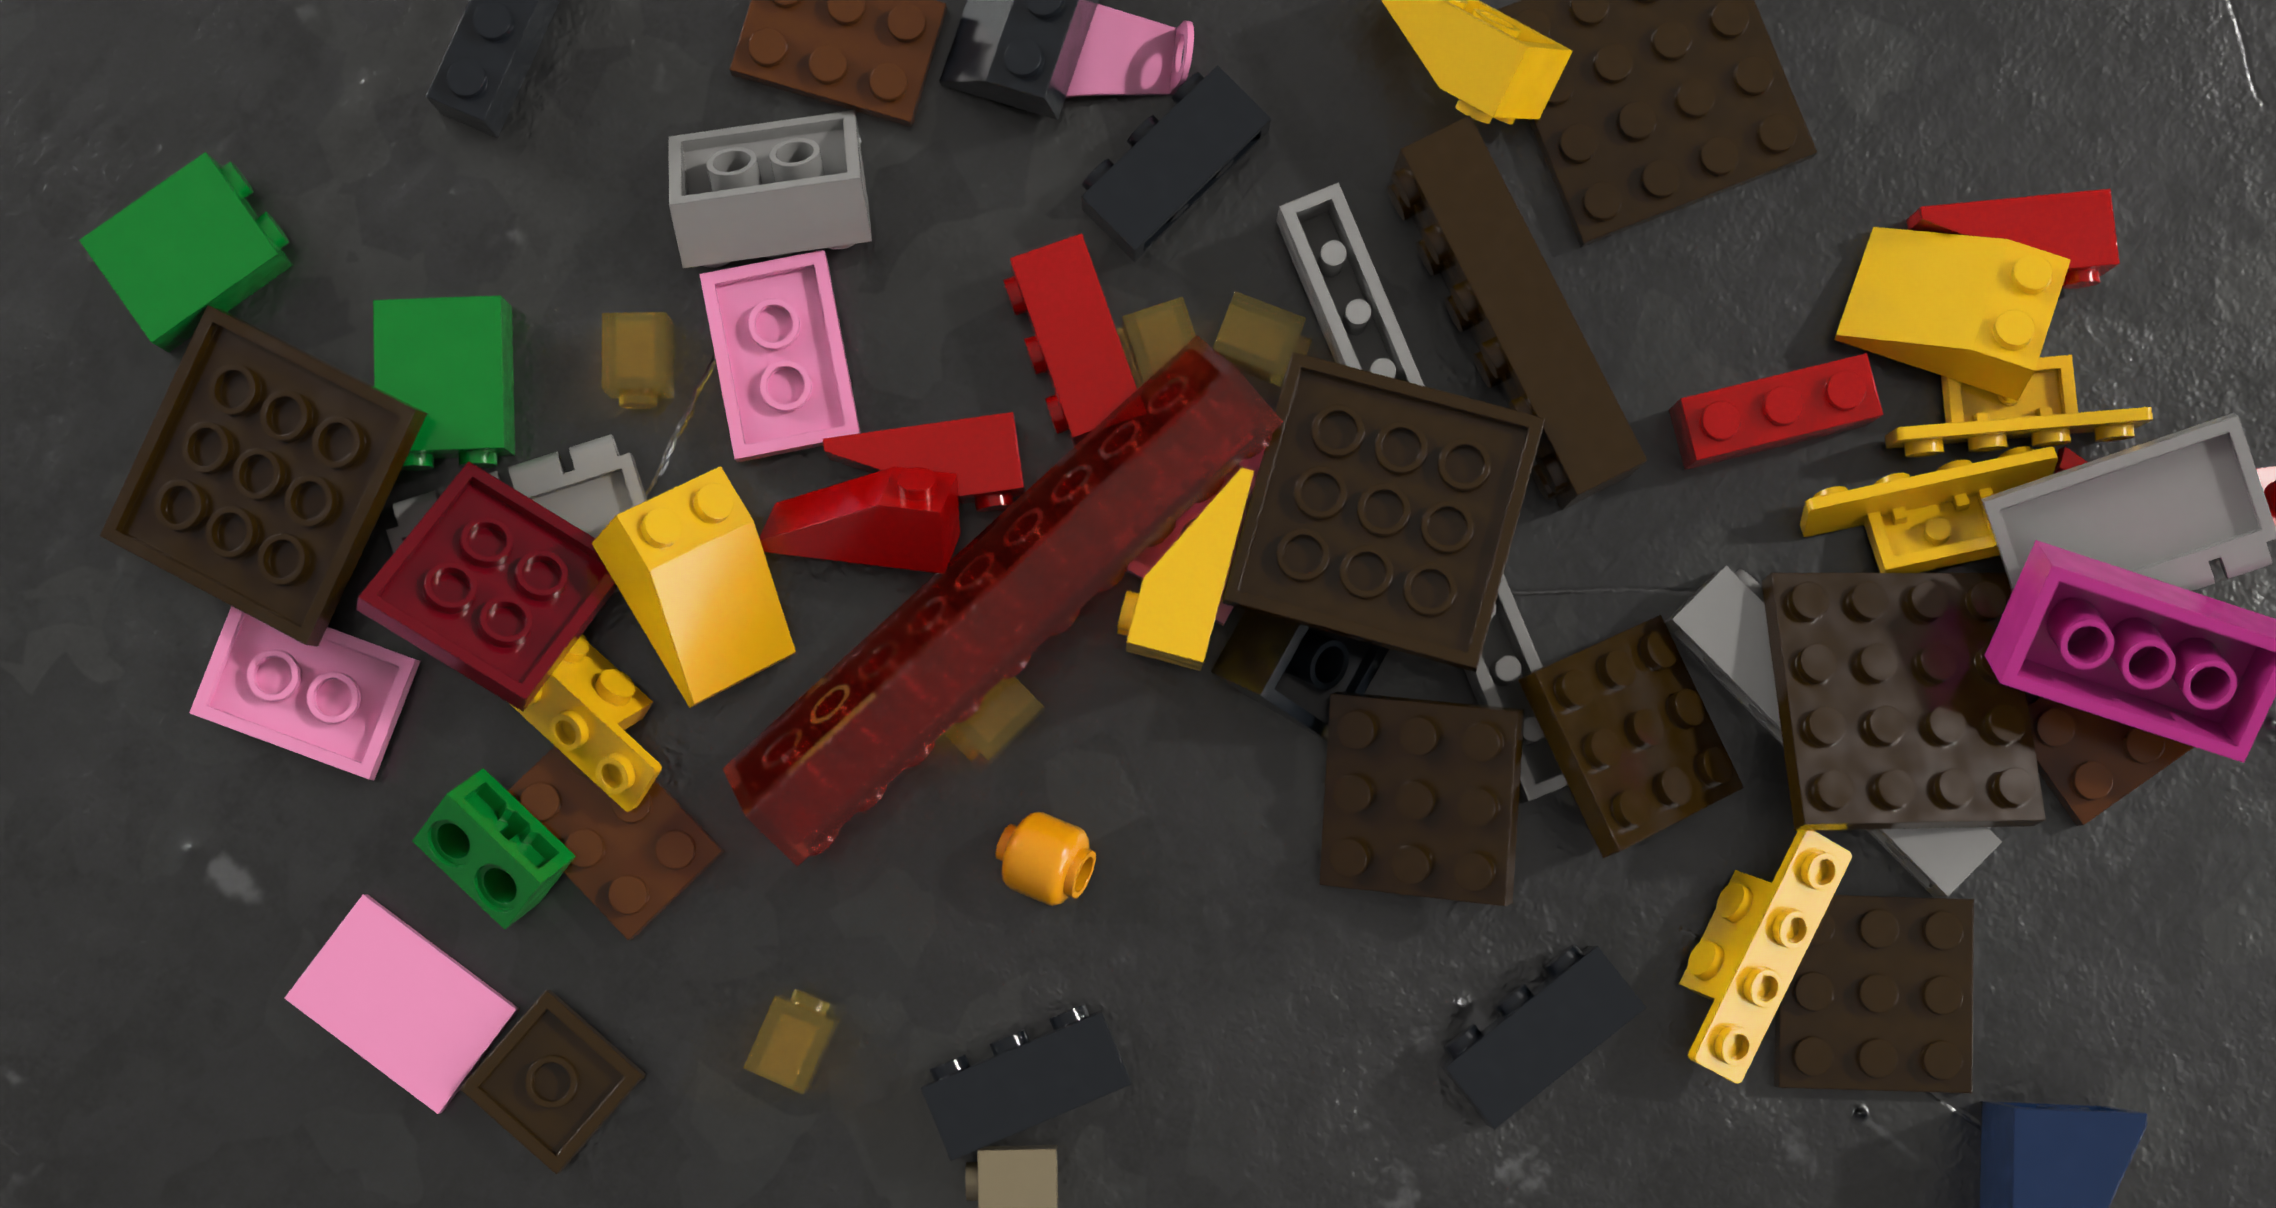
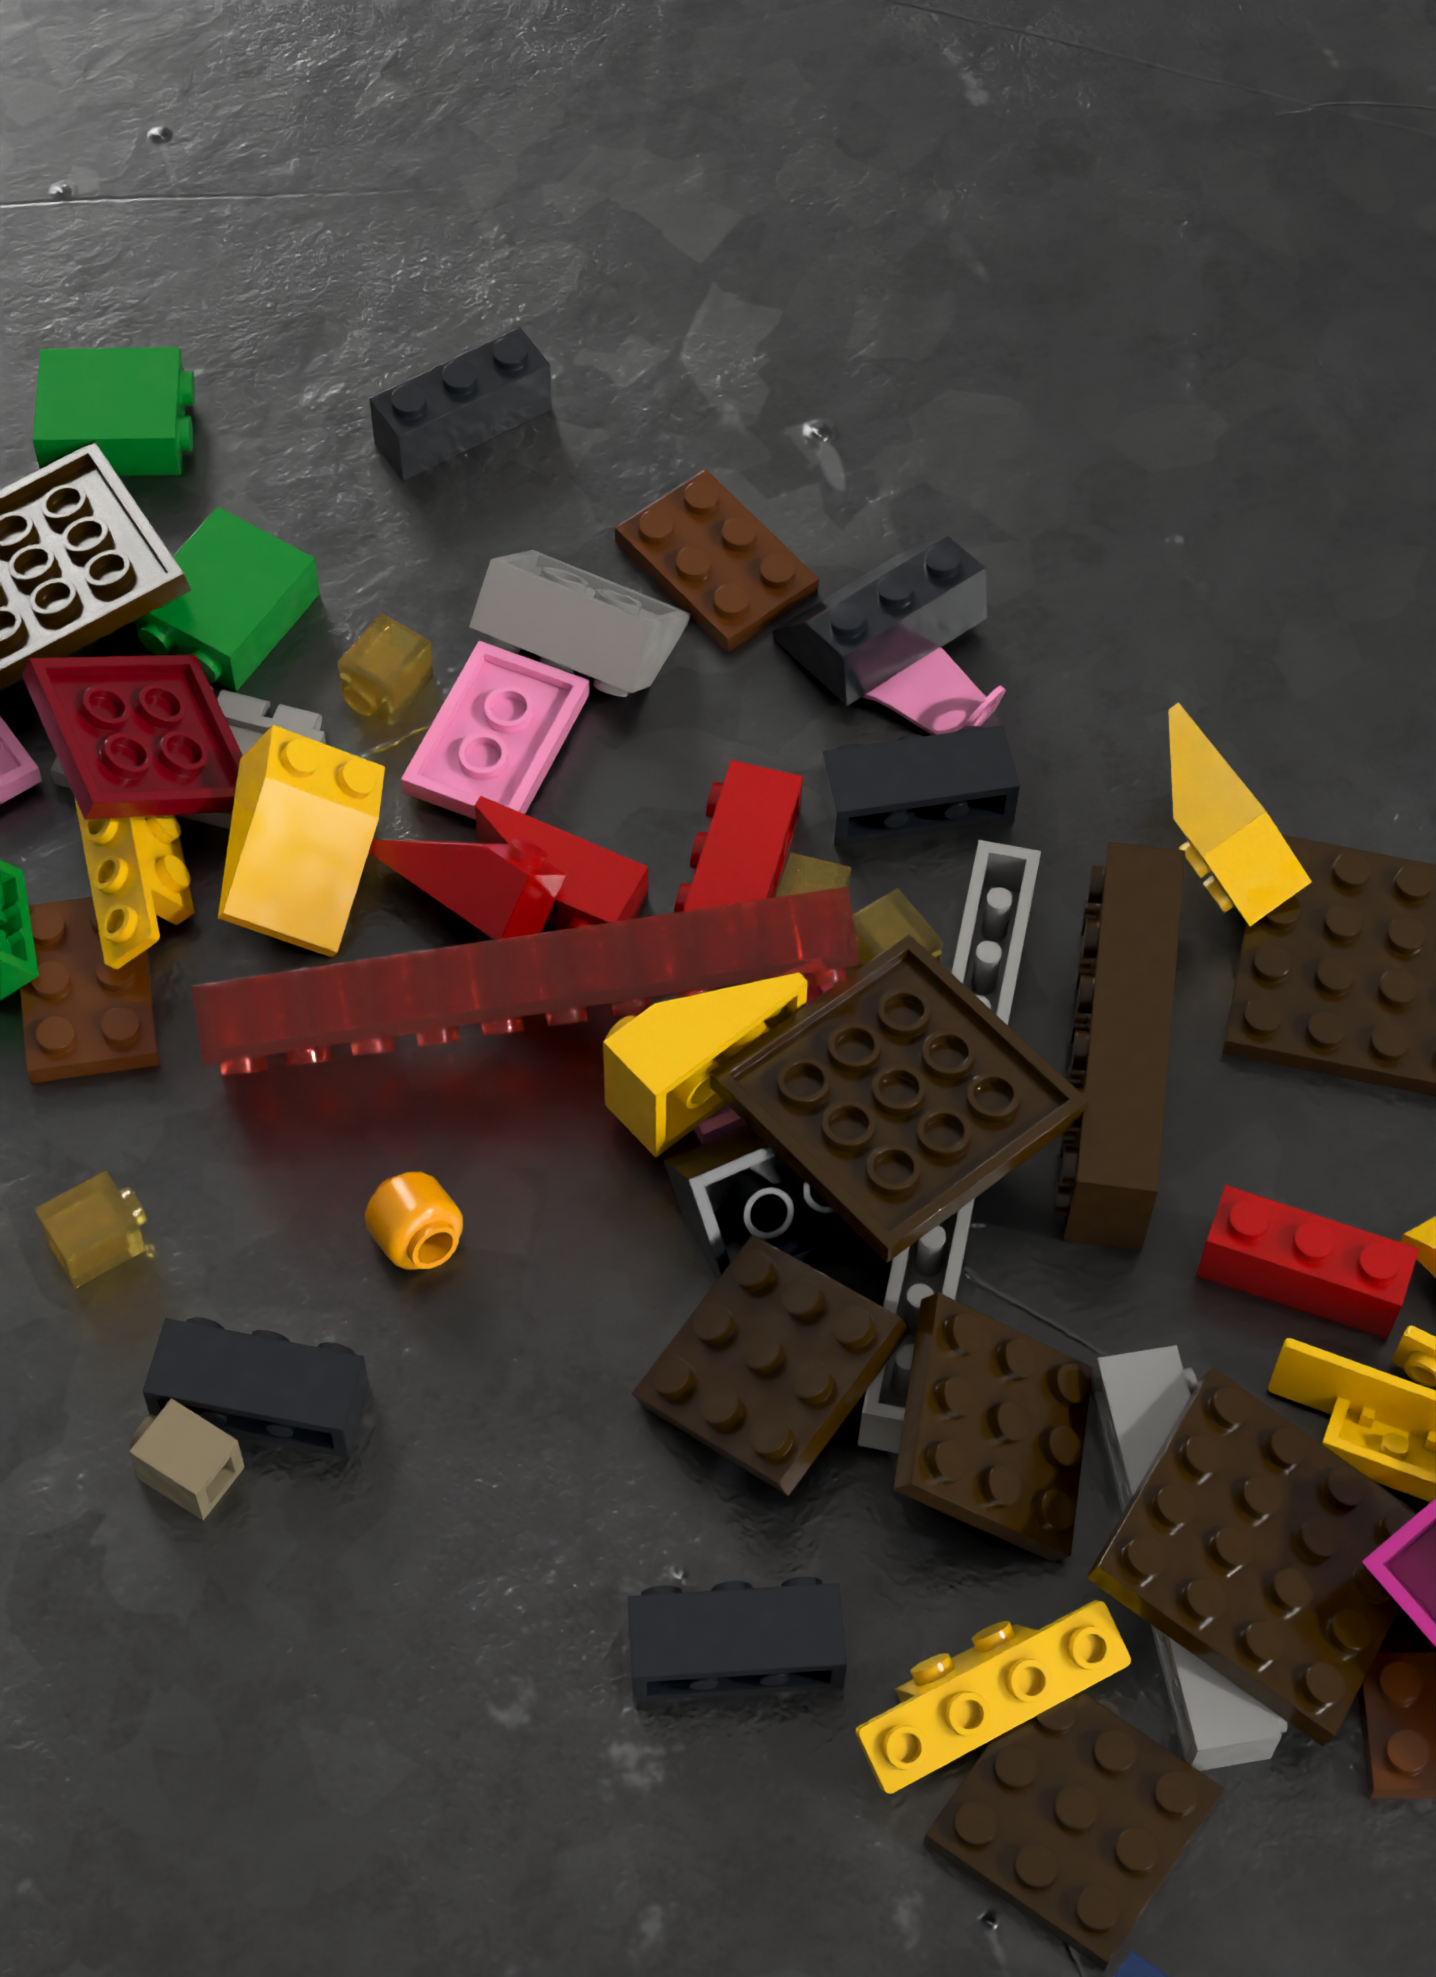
camera: 35 degrees right, 25 degrees down
(998, 721) = (457, 1085): clear yellow brick -> none

